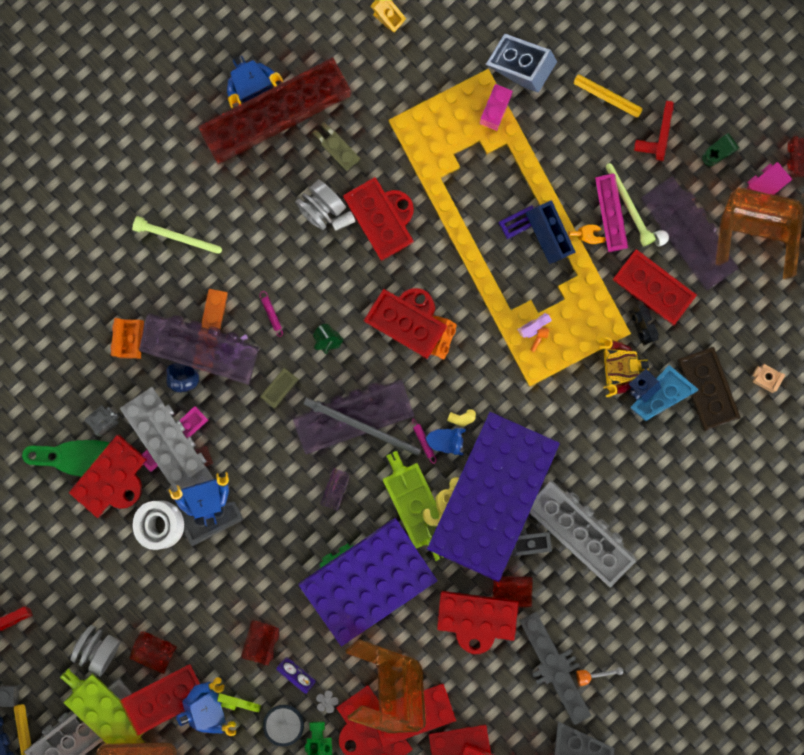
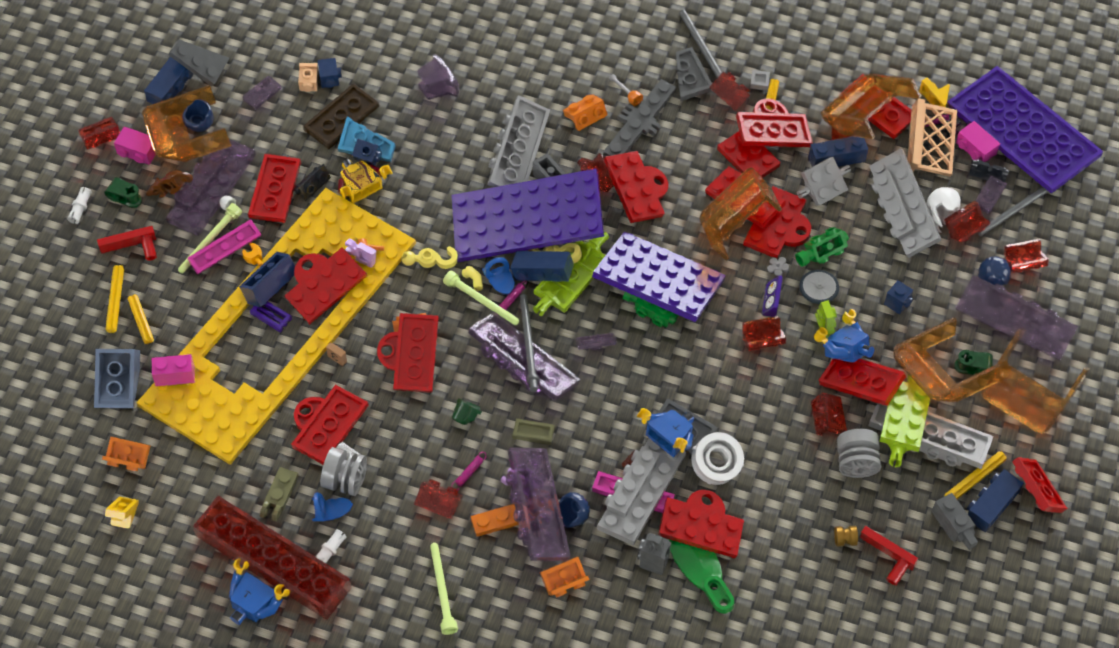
camera: 120 degrees left, 25 degrees down
(33, 594) = (847, 535): none -> pearl gold wheel
(258, 275) = (437, 498): none -> clear red bracket
(261, 162) = (329, 548): none -> white pin
(297, 180) = (331, 508): none -> blue piece
(433, 480) = (542, 266): none -> dark blue brick
(439, 38) = (127, 453): none -> orange bracket
(444, 257) = (336, 354): none -> medium nougat tile
(467, 397) = (452, 280): none -> yellowish green piece
(503, 388) = (428, 258): none -> light yellow piece
(523, 279) = (323, 283): none -> red plate
(574, 108) = (140, 319): none -> yellow axle
(592, 621) = (586, 111): none -> orange bracket
(702, 498) = (437, 79): none -> clear purple piece
(705, 194) = (170, 183): none -> reddish brown animal
(727, 106) = (79, 205): none -> white pin
(763, 400) = (329, 72): none -> dark blue brick
(771, 253) = (198, 116): none -> dark blue hair
(773, 327) = (261, 92): none -> clear purple plate

